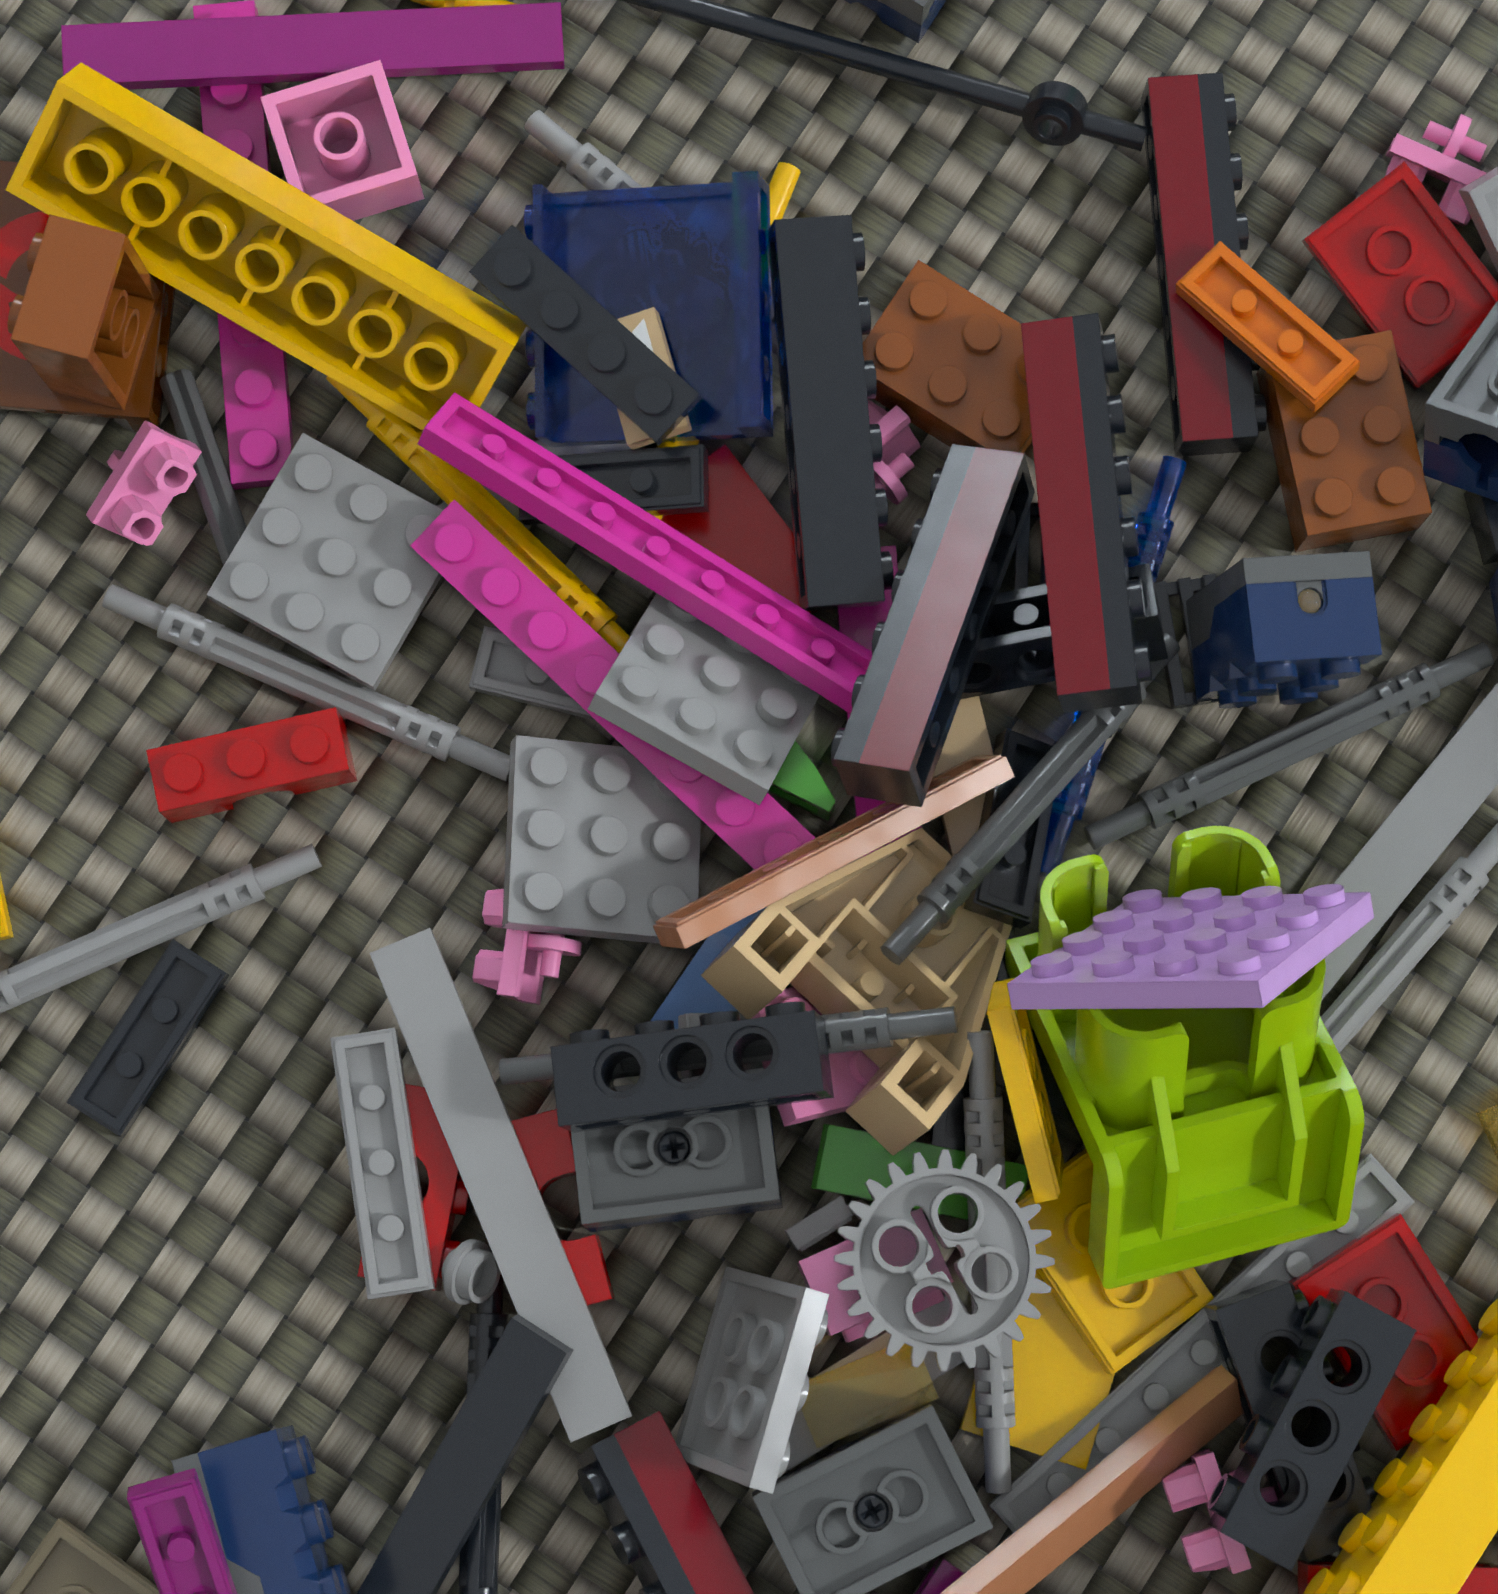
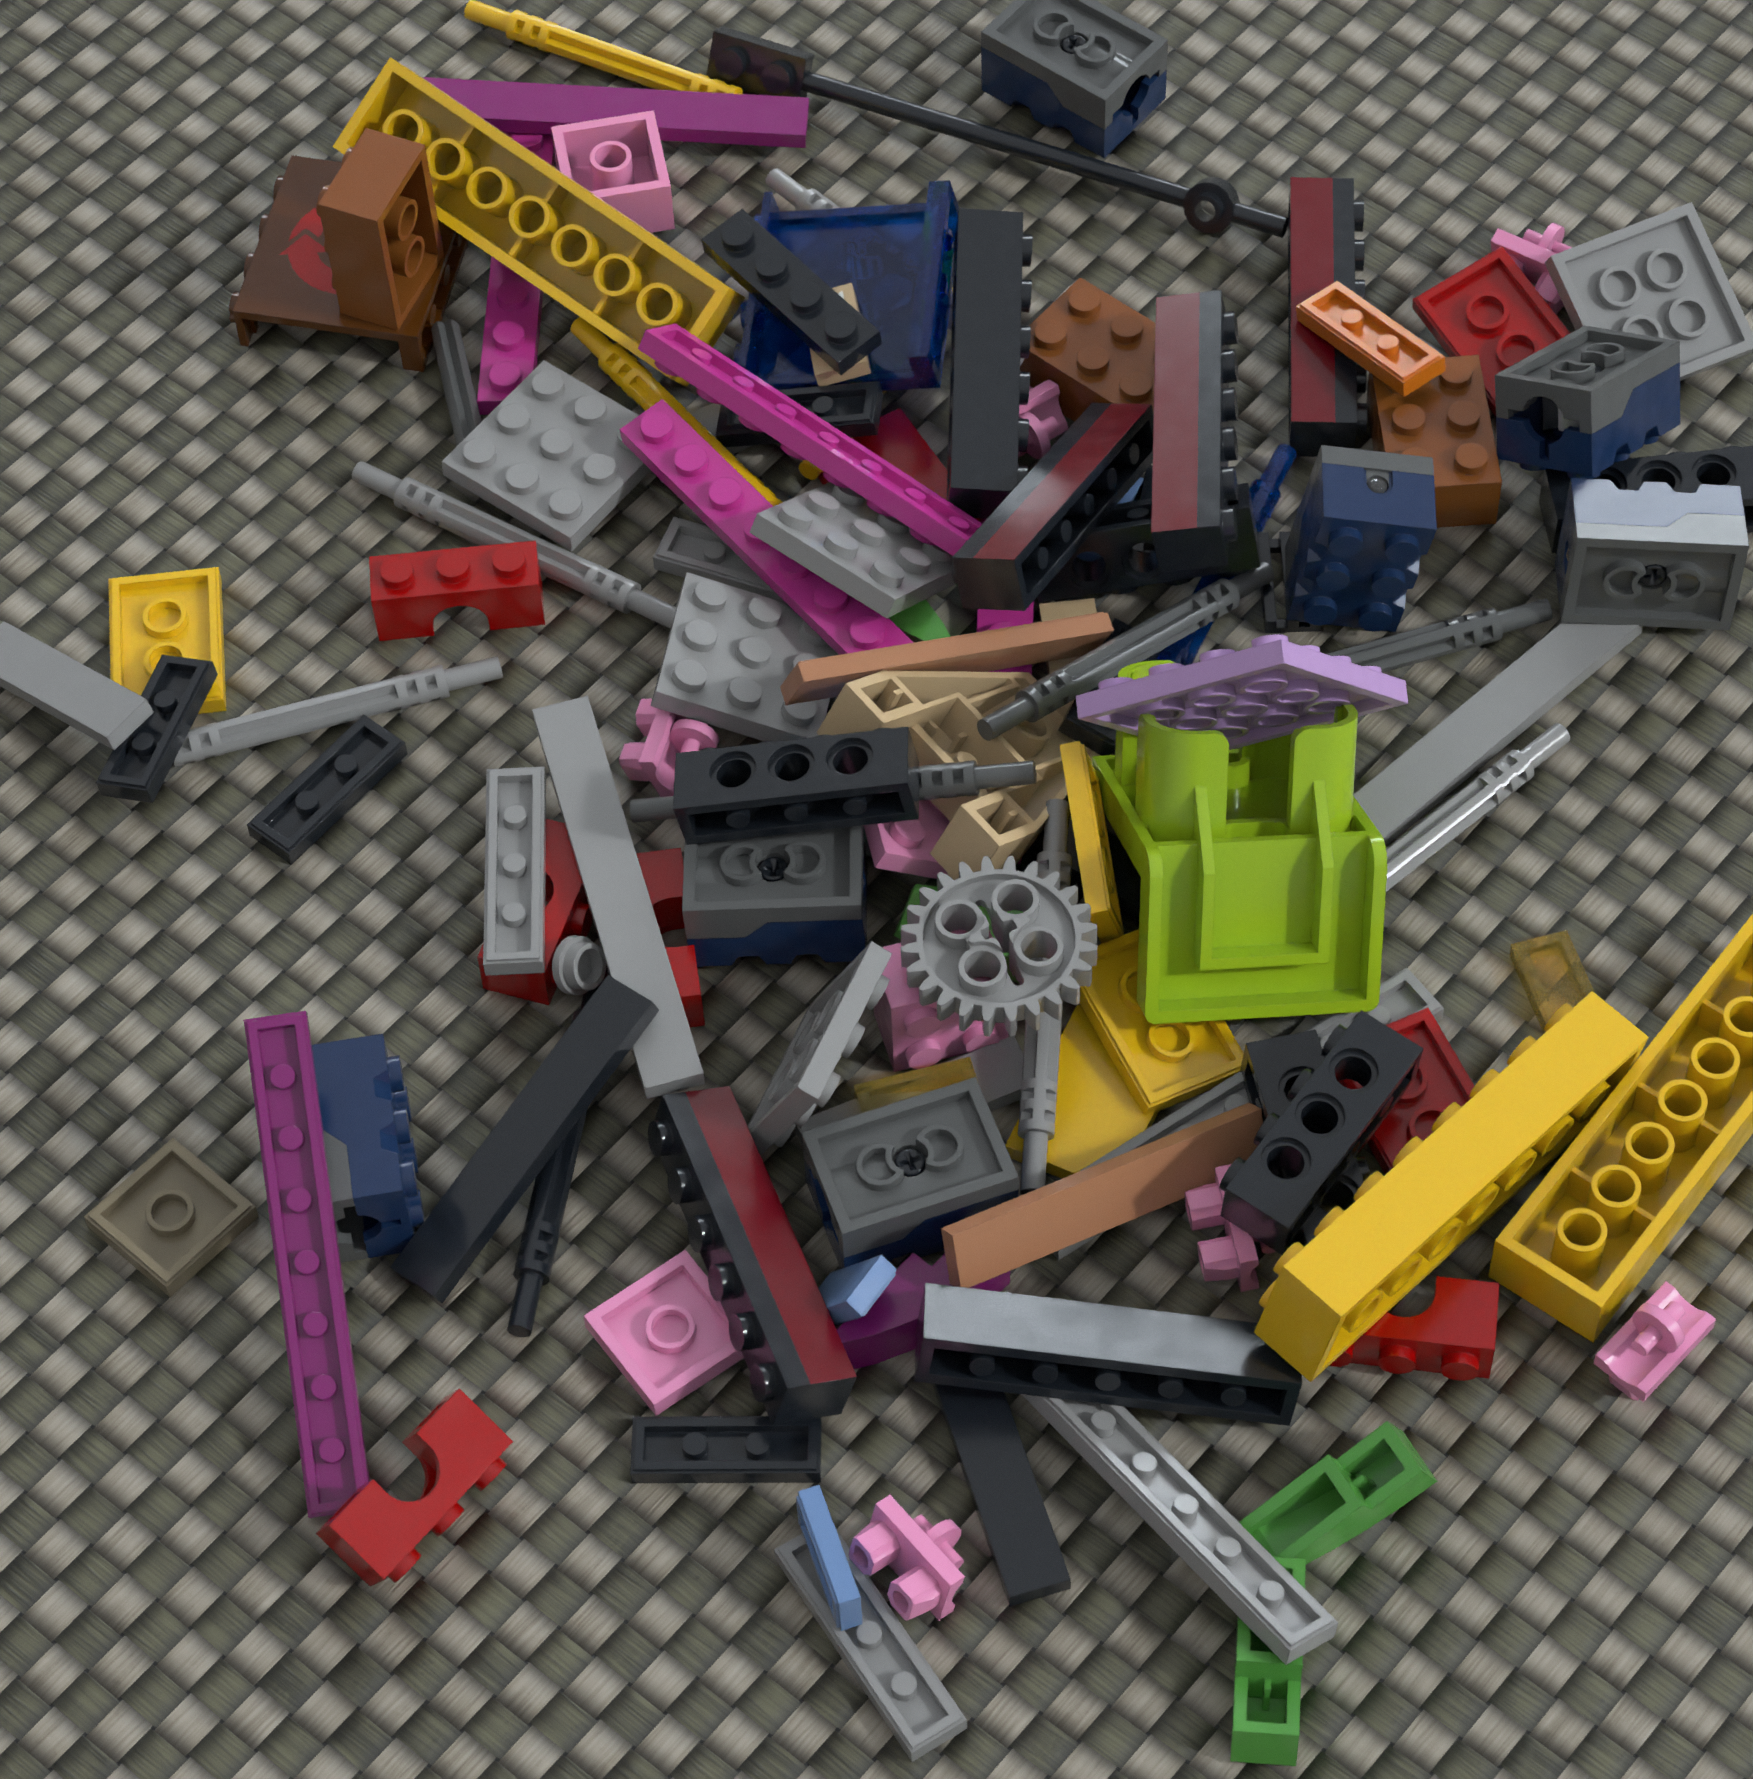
camera: 10 degrees right, 25 degrees down
(144, 484) = (404, 386): bright pink hips -> none

